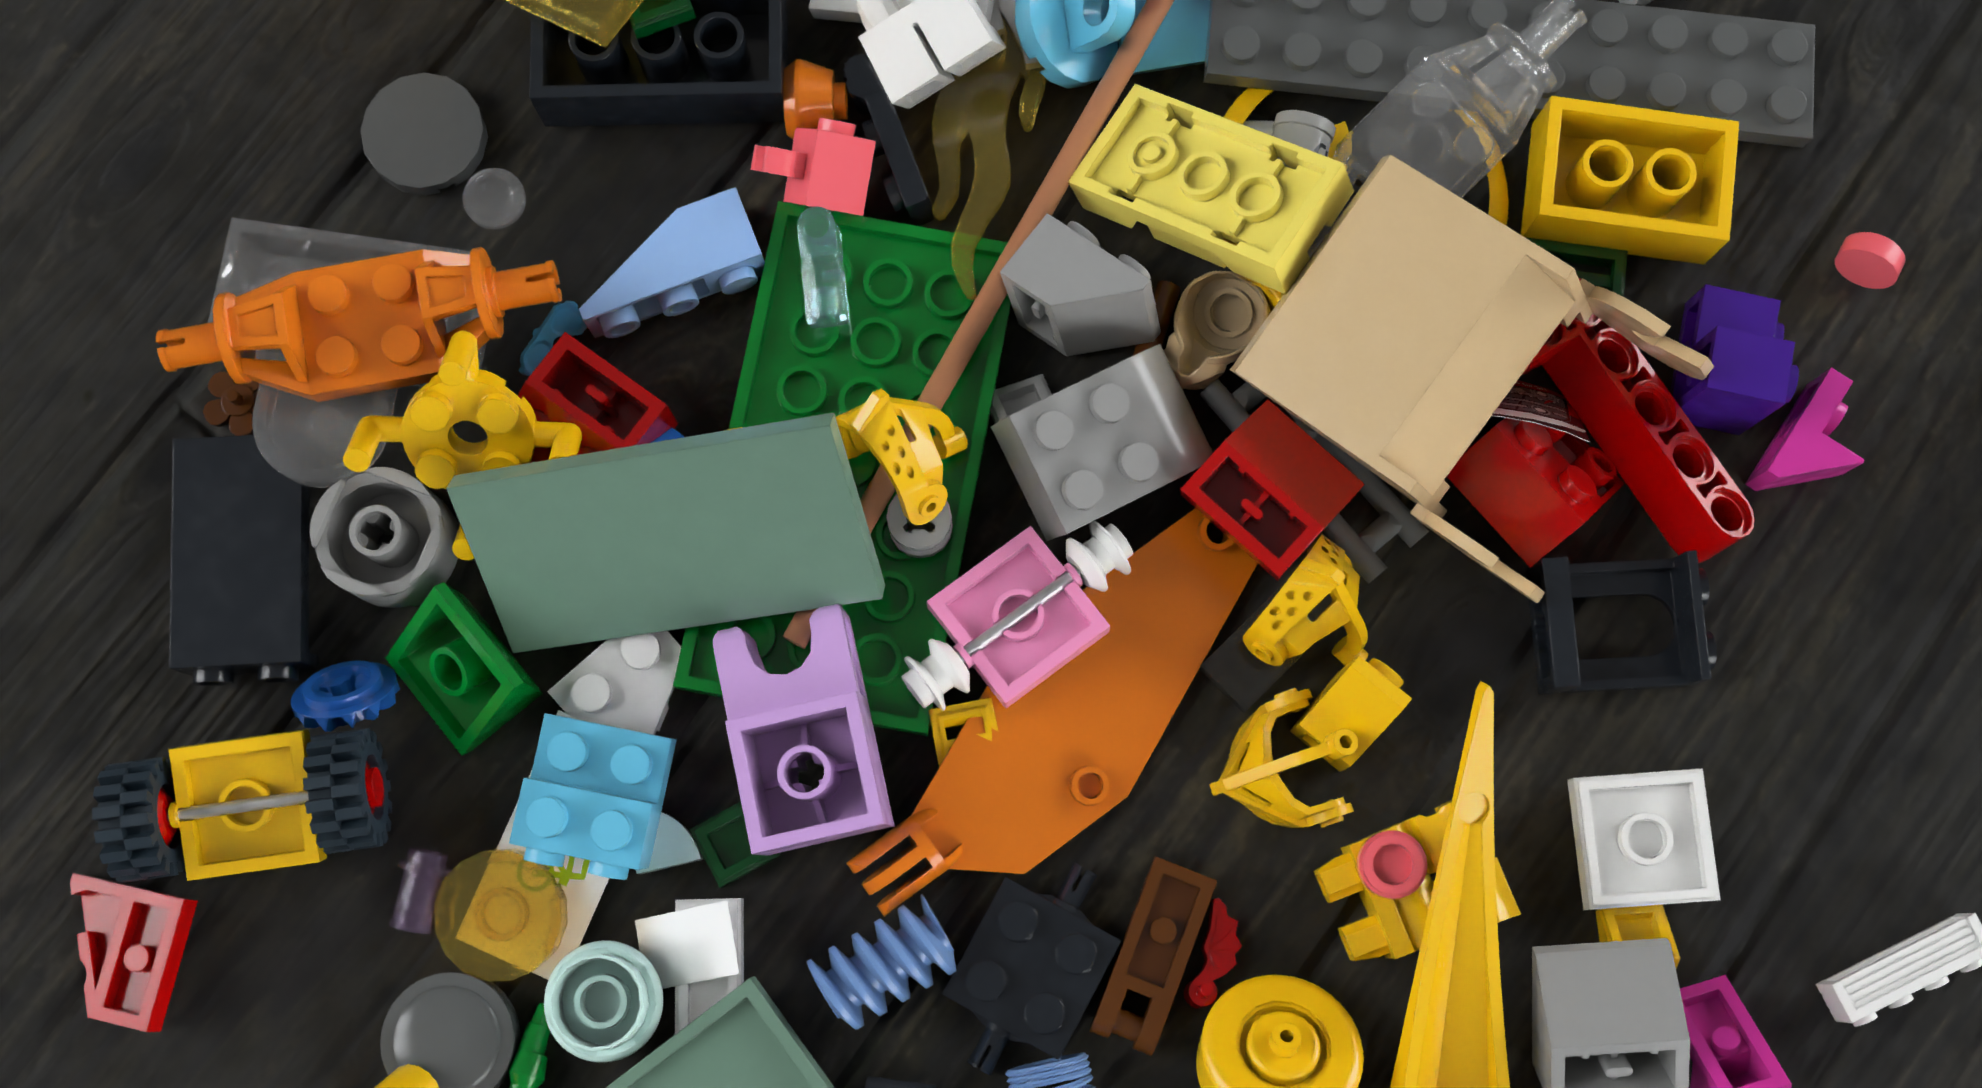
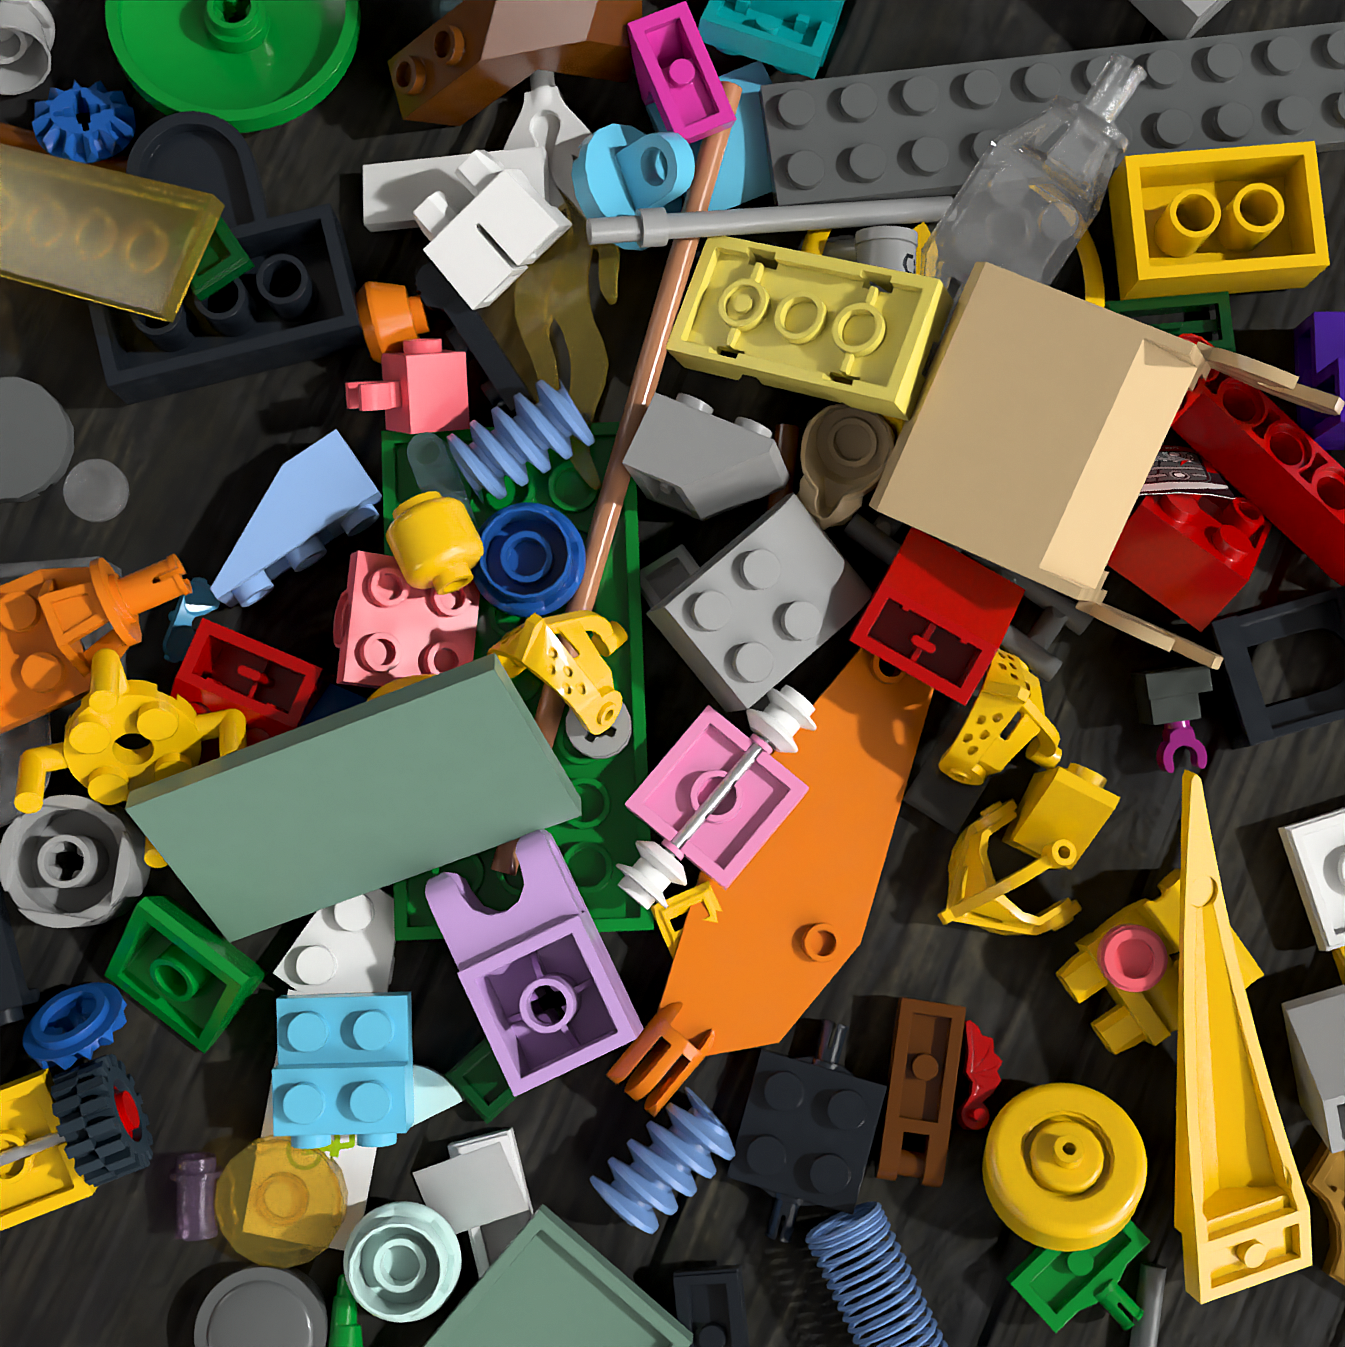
camera: 15 degrees left, 5 degrees up
(755, 373) = (398, 629): none -> coral plate
(803, 307) = (434, 542): none -> yellow head
(889, 346) = (529, 559): none -> blue piece
(907, 233) = (520, 440): none -> medium blue piece
(1083, 64) = (655, 227): none -> light grey bar
(1487, 627) = (1172, 699): none -> pearl dark grey piece

